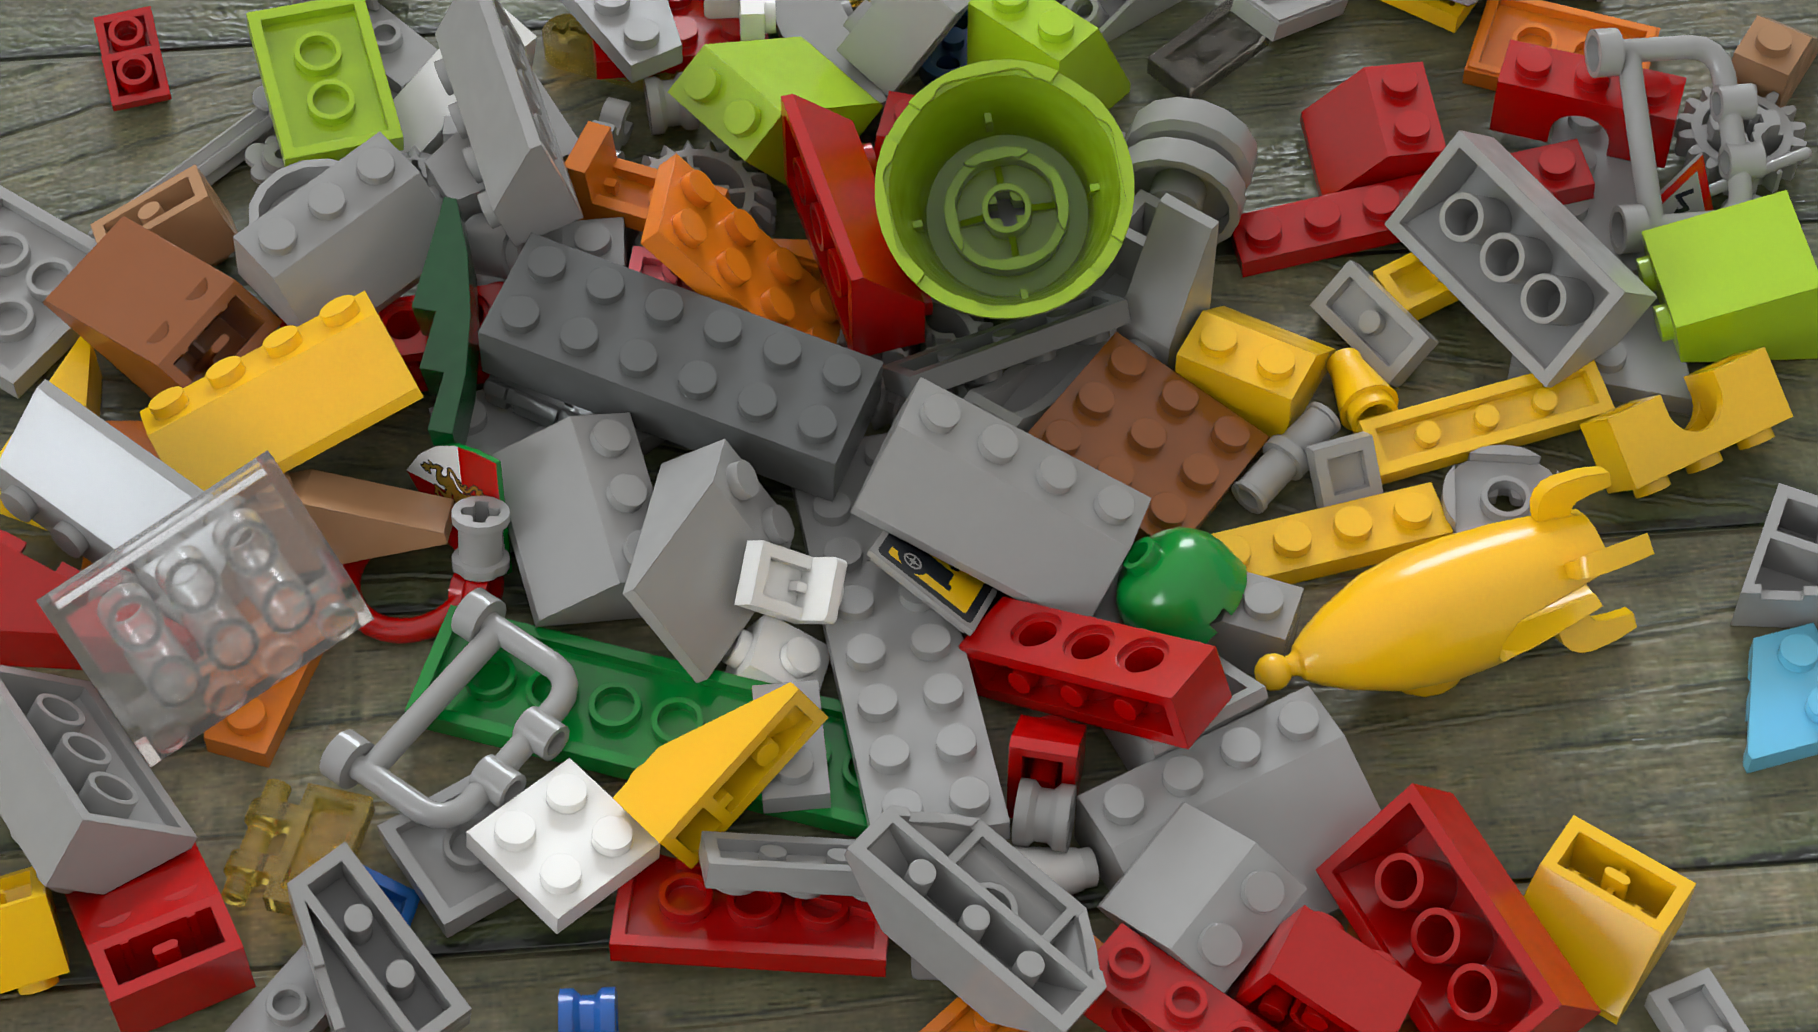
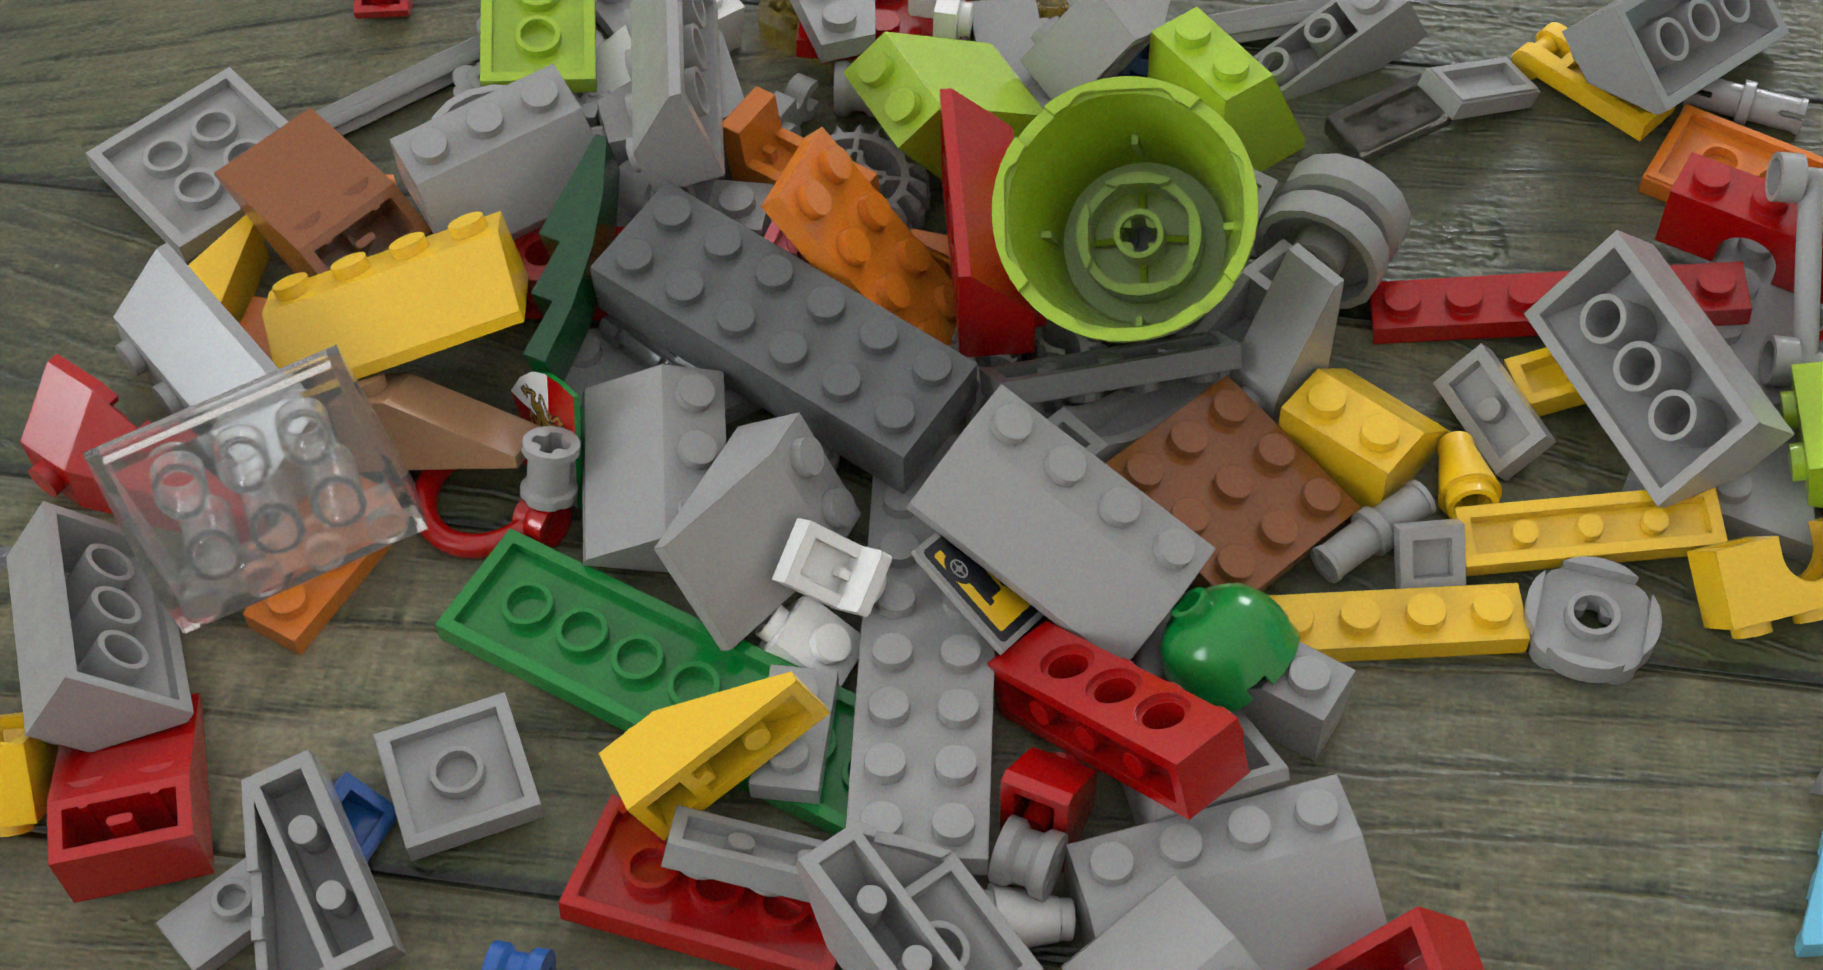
camera: 15 degrees right, 0 degrees up
(183, 213) = (372, 117): medium nougat slope -> none
(312, 829) = (328, 723): clear yellow plate -> none
(495, 778) = (528, 549): light grey bar -> none
(562, 845) = (540, 791): white plate -> none
(1373, 128) = (1535, 218): red slope -> none
(1467, 601) = (1527, 716): yellow piece -> none

